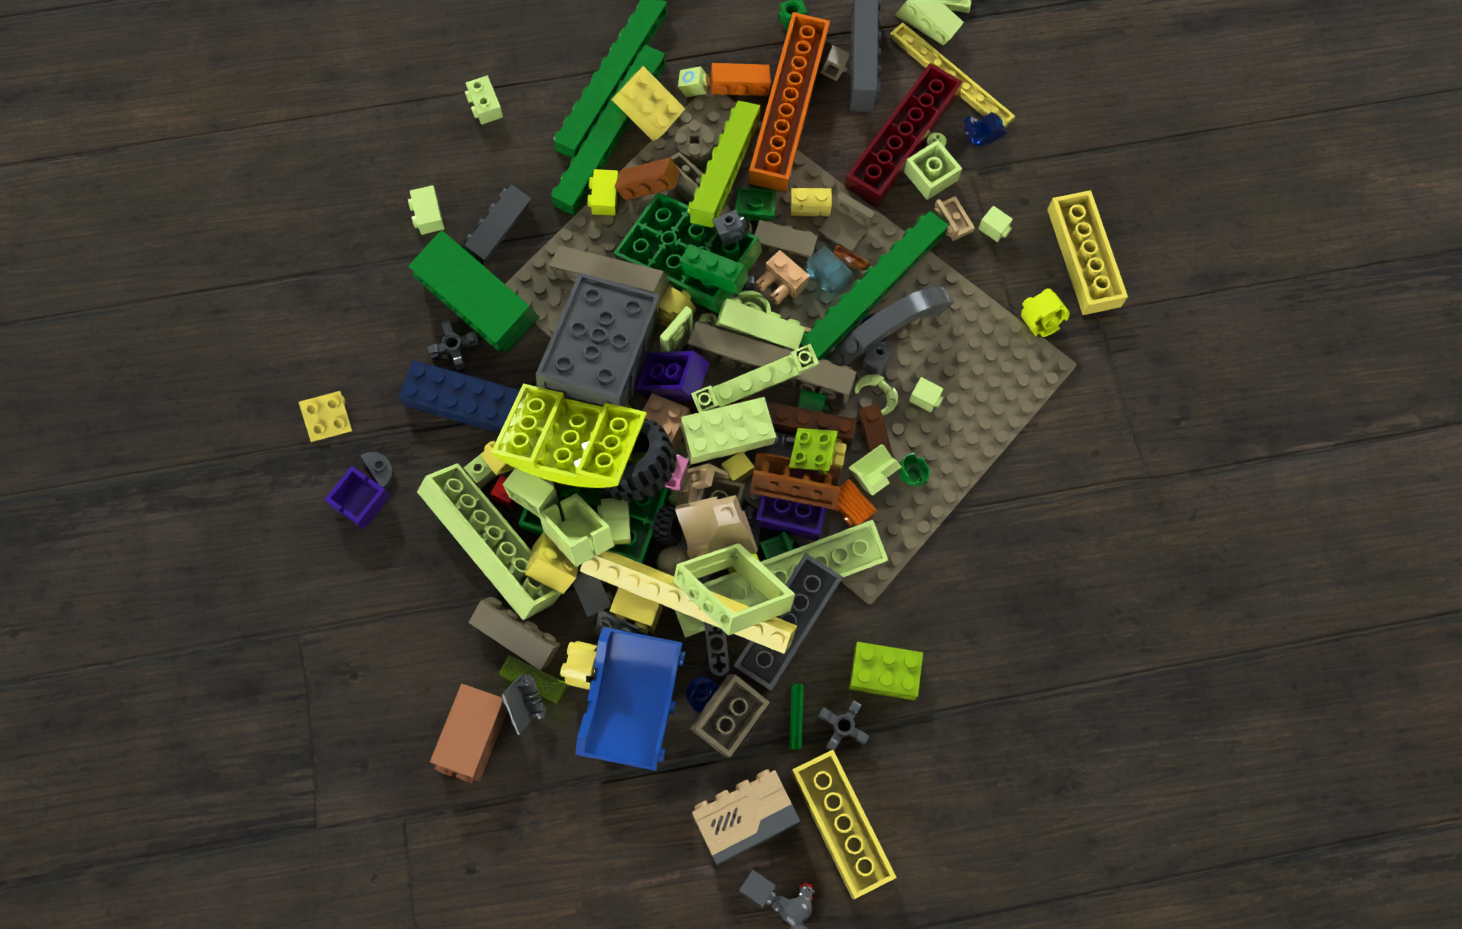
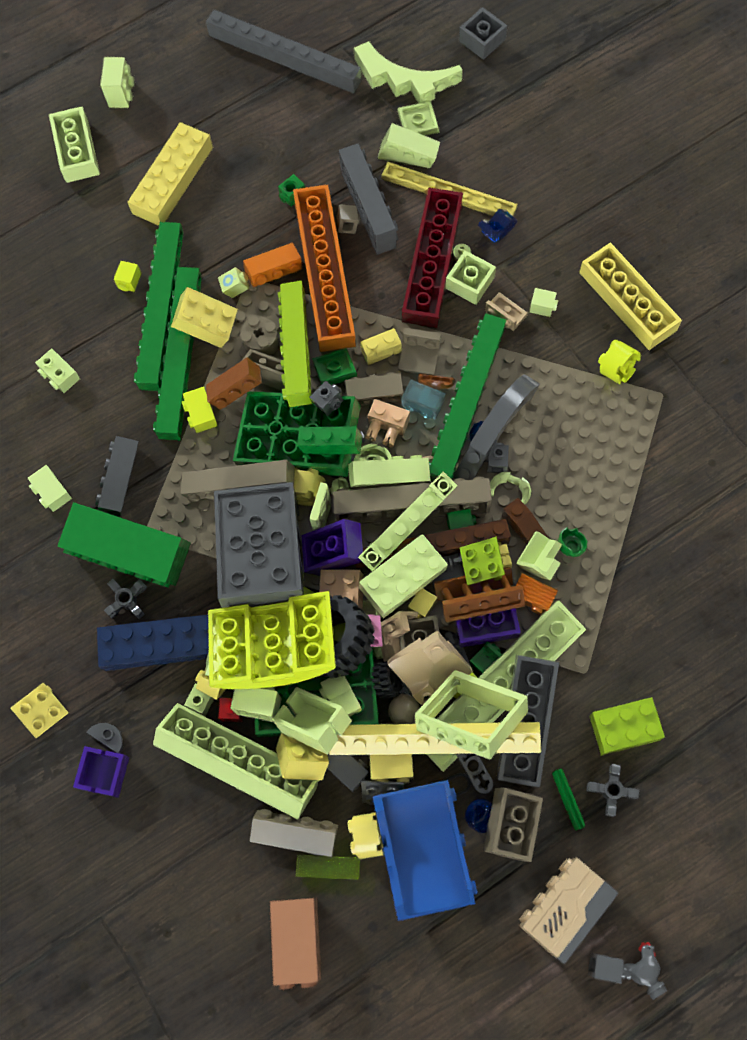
camera: 15 degrees left, 0 degrees up
(523, 702) = (331, 892): dark grey hinge -> none
(592, 34) = (127, 276): none -> neon yellow brick
(843, 824) = (653, 878): light yellow brick -> none
(926, 395) = (553, 472): yellowish green brick -> none

